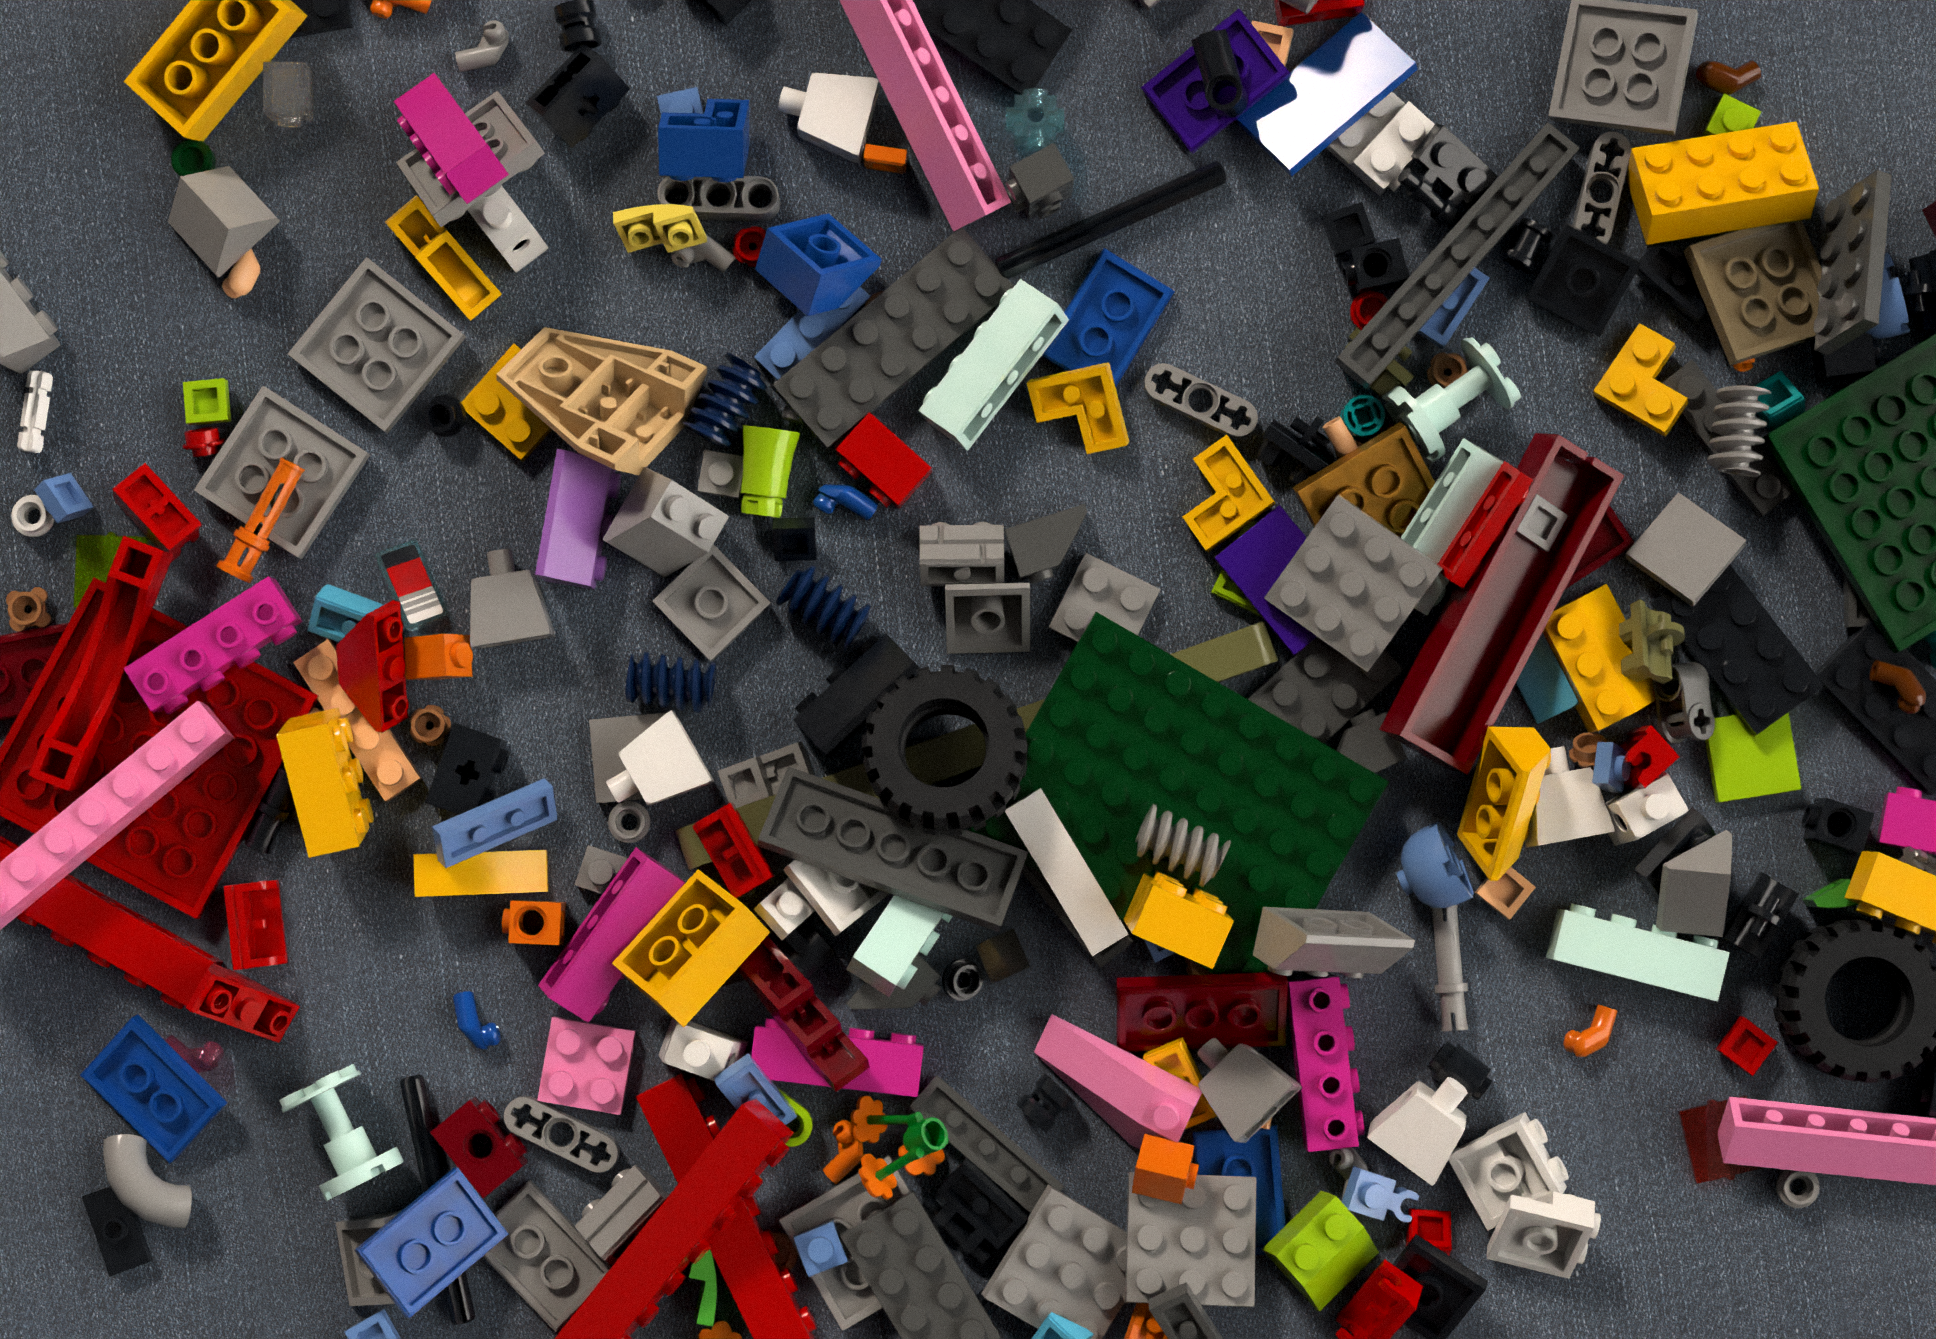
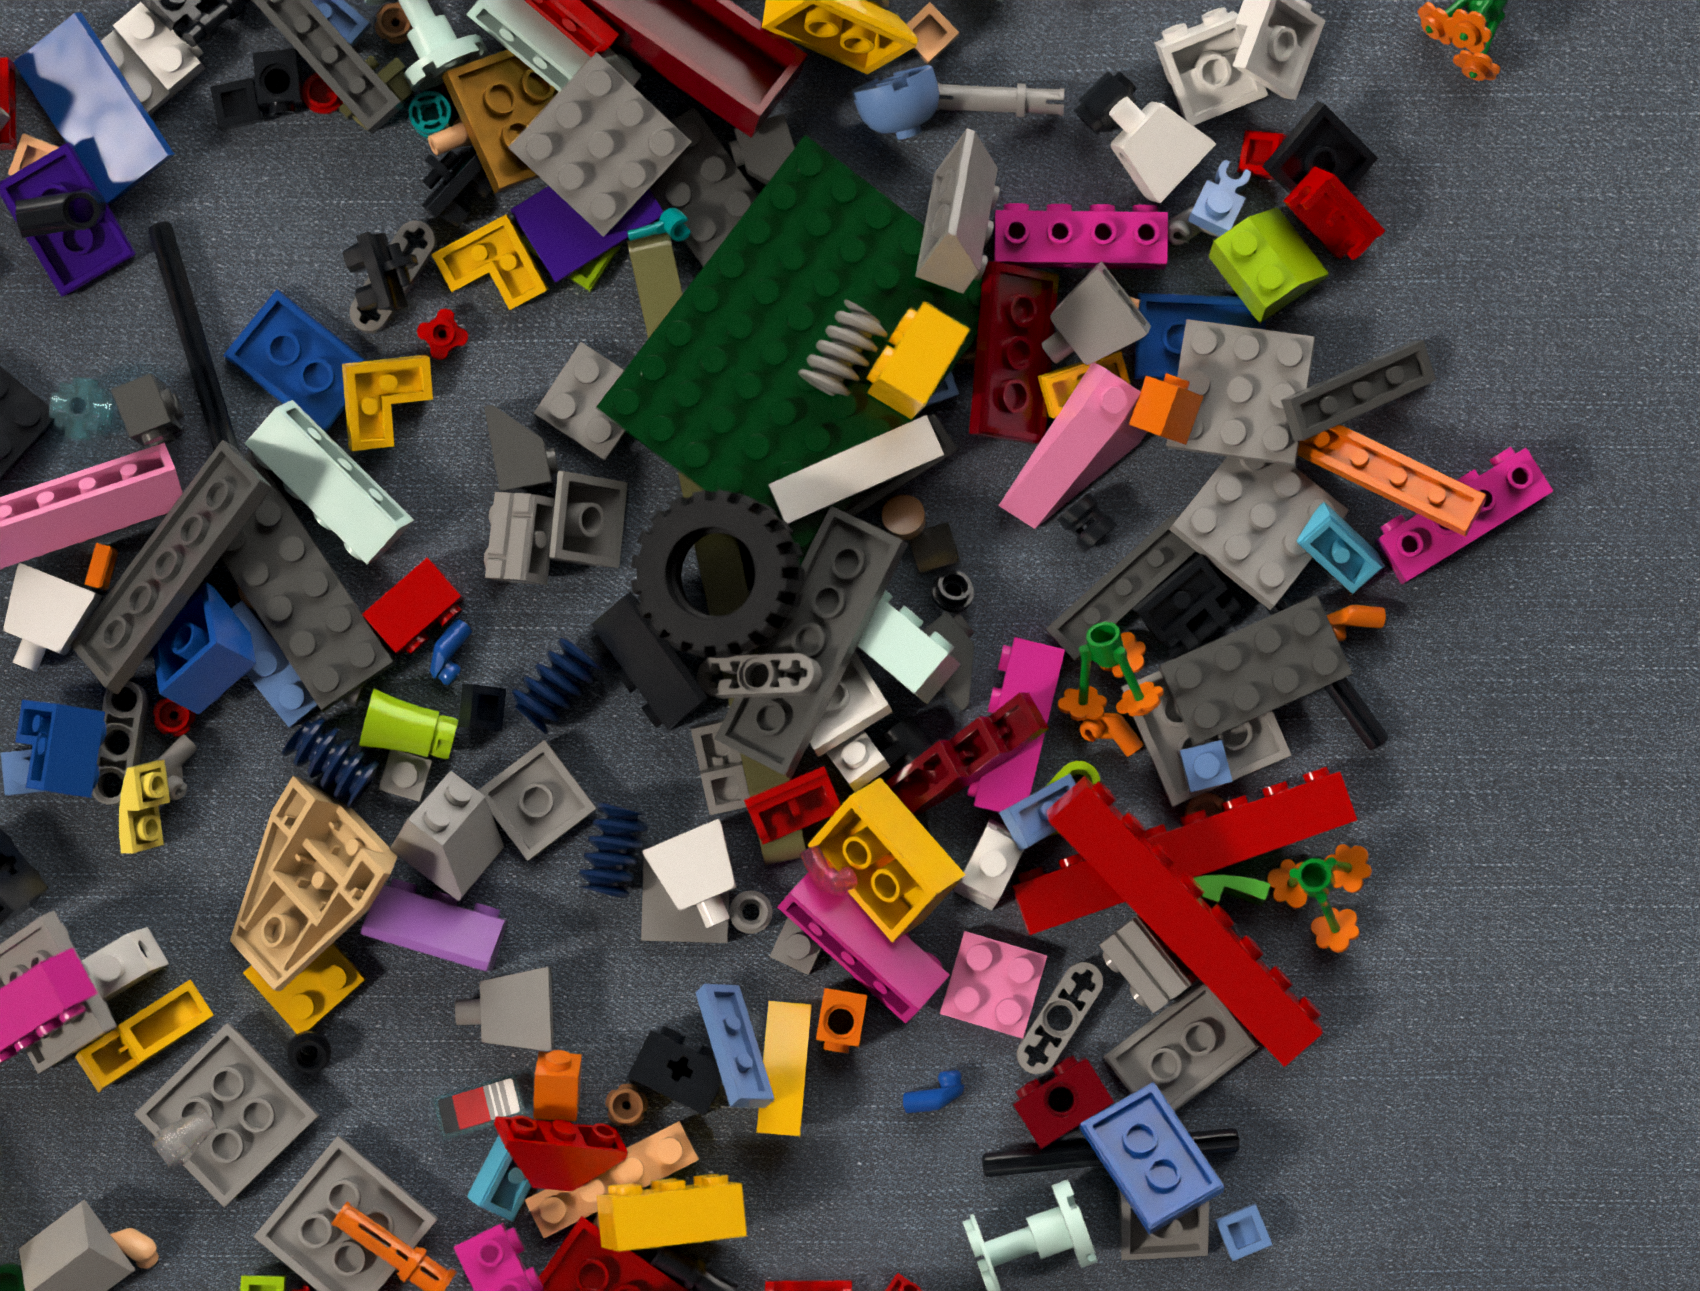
camera: 80 degrees left, 0 degrees up
(346, 305) = (181, 1139): none -> clear cone
(666, 891) = (825, 877): none -> clear pink arm
(844, 832) = (775, 685): none -> light grey beam
(891, 223) = (170, 566): none -> dark grey plate
(1028, 923) = (904, 517): none -> medium nougat tile
(1150, 467) = (441, 346): none -> red plate
(1203, 392) = (386, 271): none -> black hips
(1286, 661) = (669, 222): none -> teal hand

